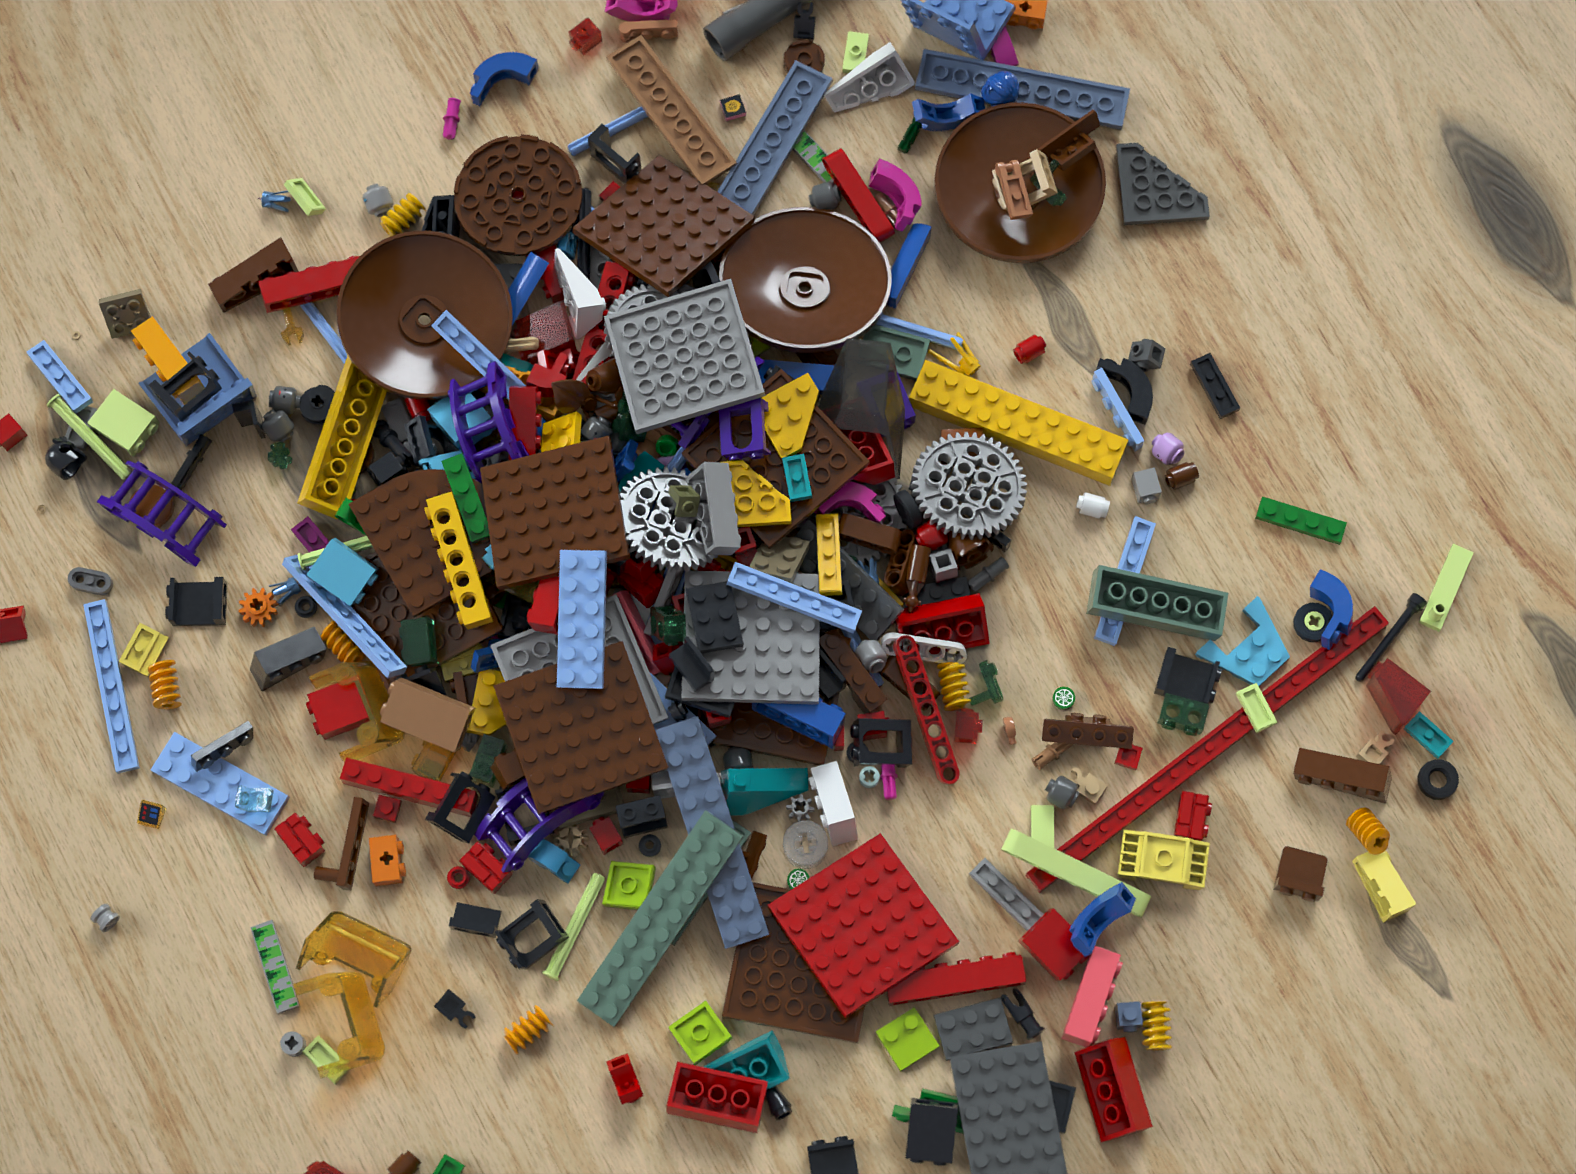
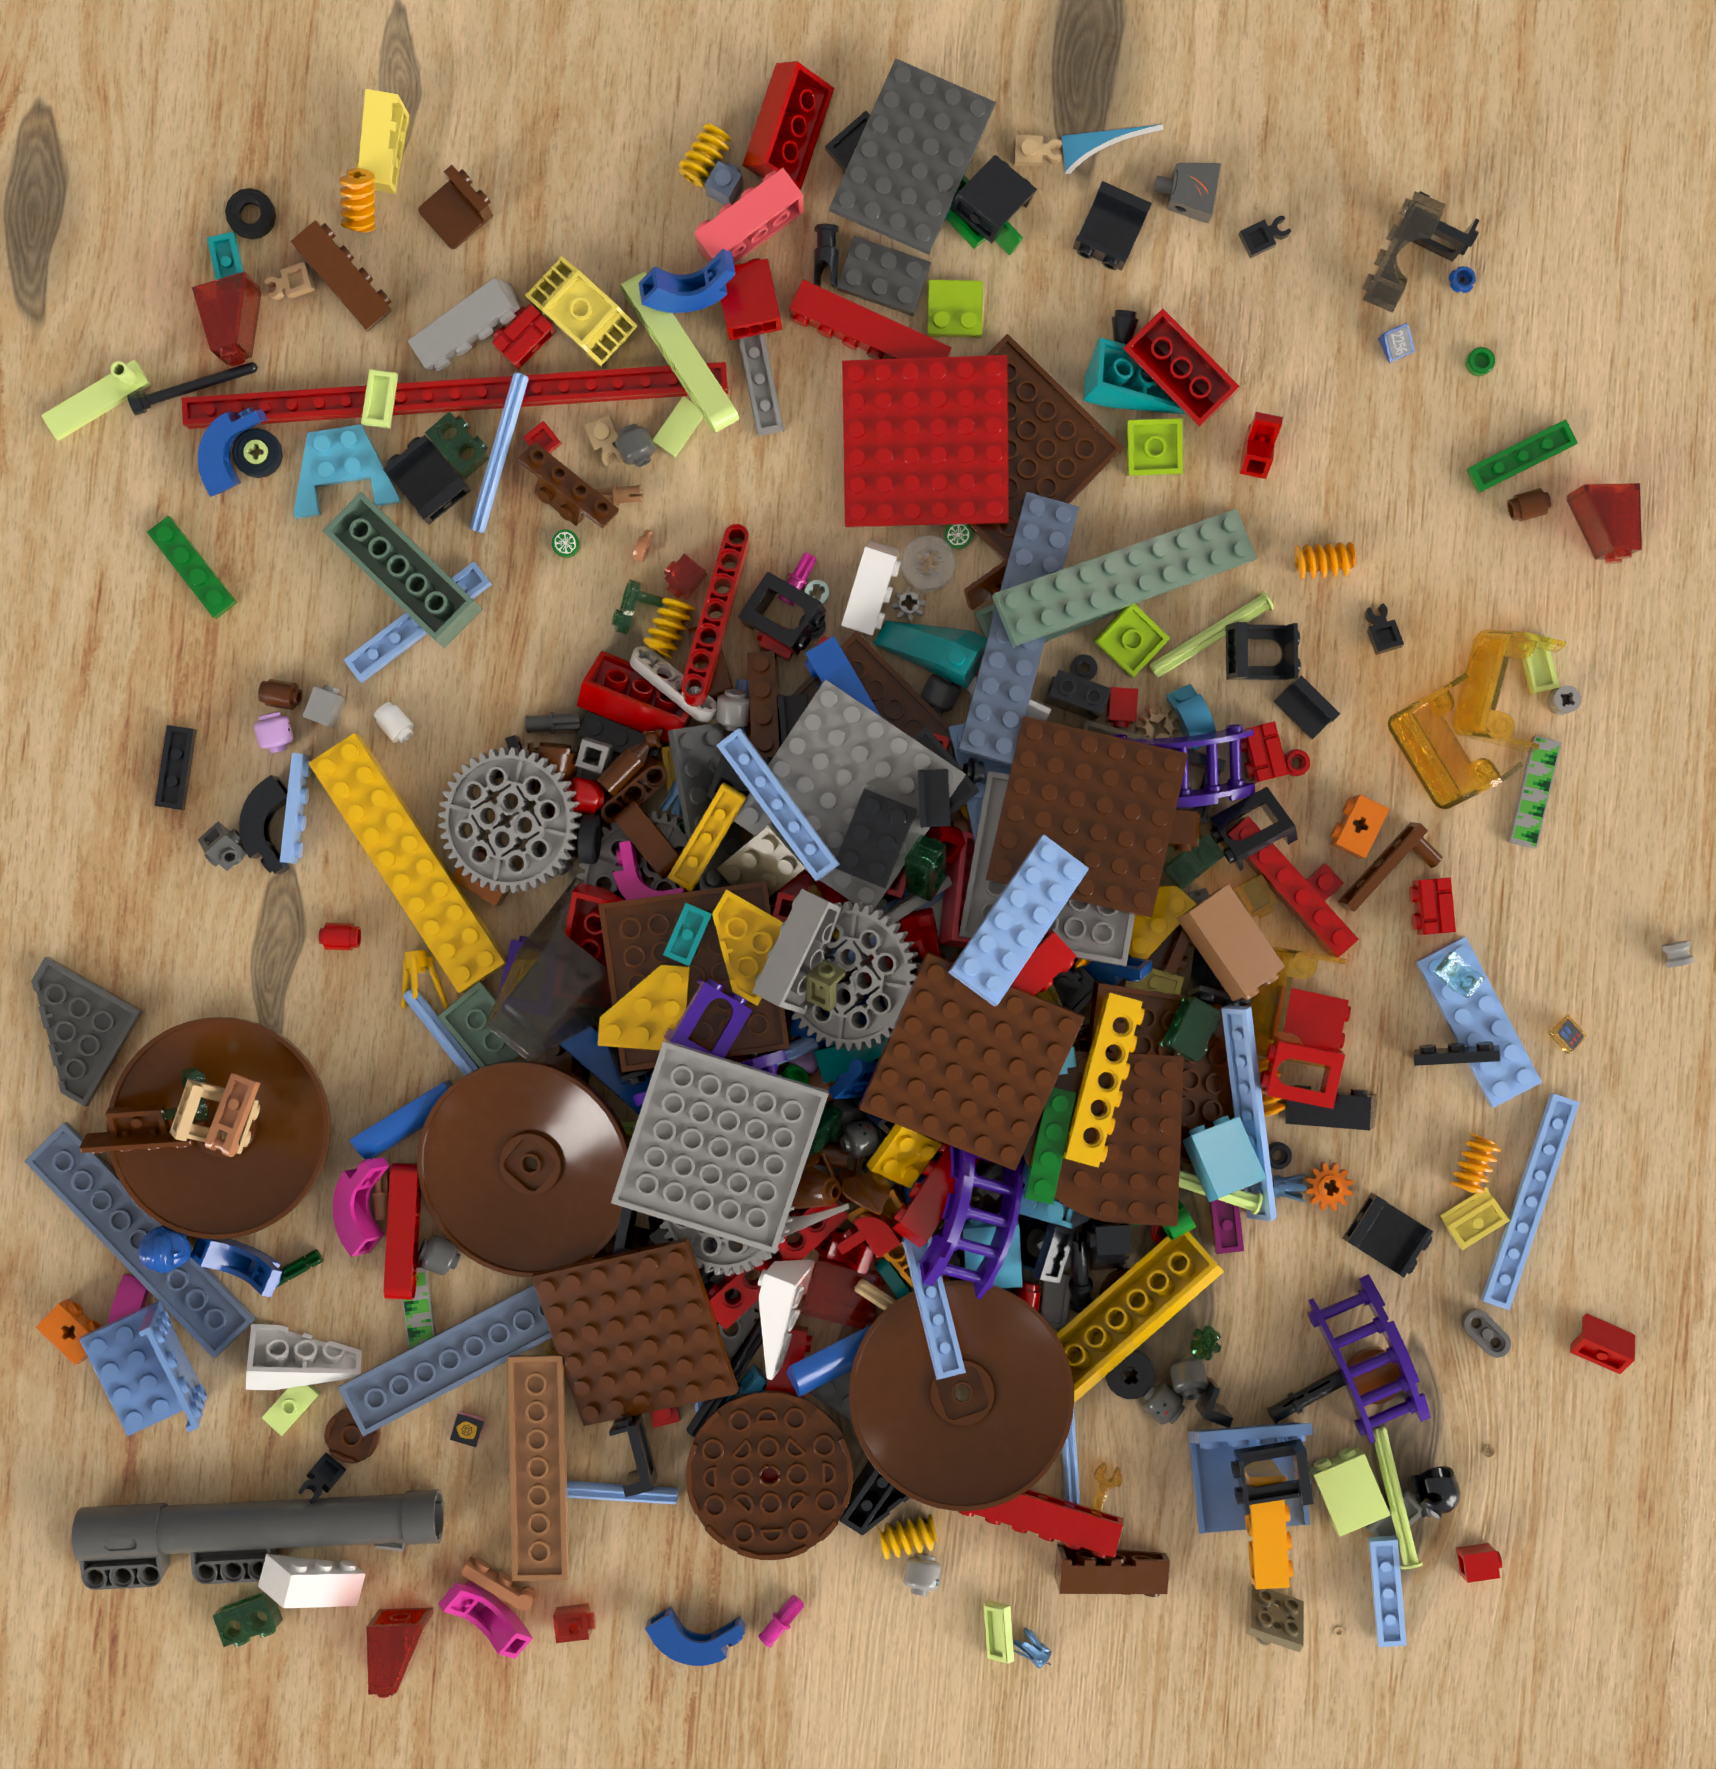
camera: 150 degrees left, 15 degrees up
(346, 663) = (1283, 1050): none -> red panel
(1151, 726) = (499, 452): none -> light blue axle
(1234, 798) = (465, 324): none -> light grey wedge

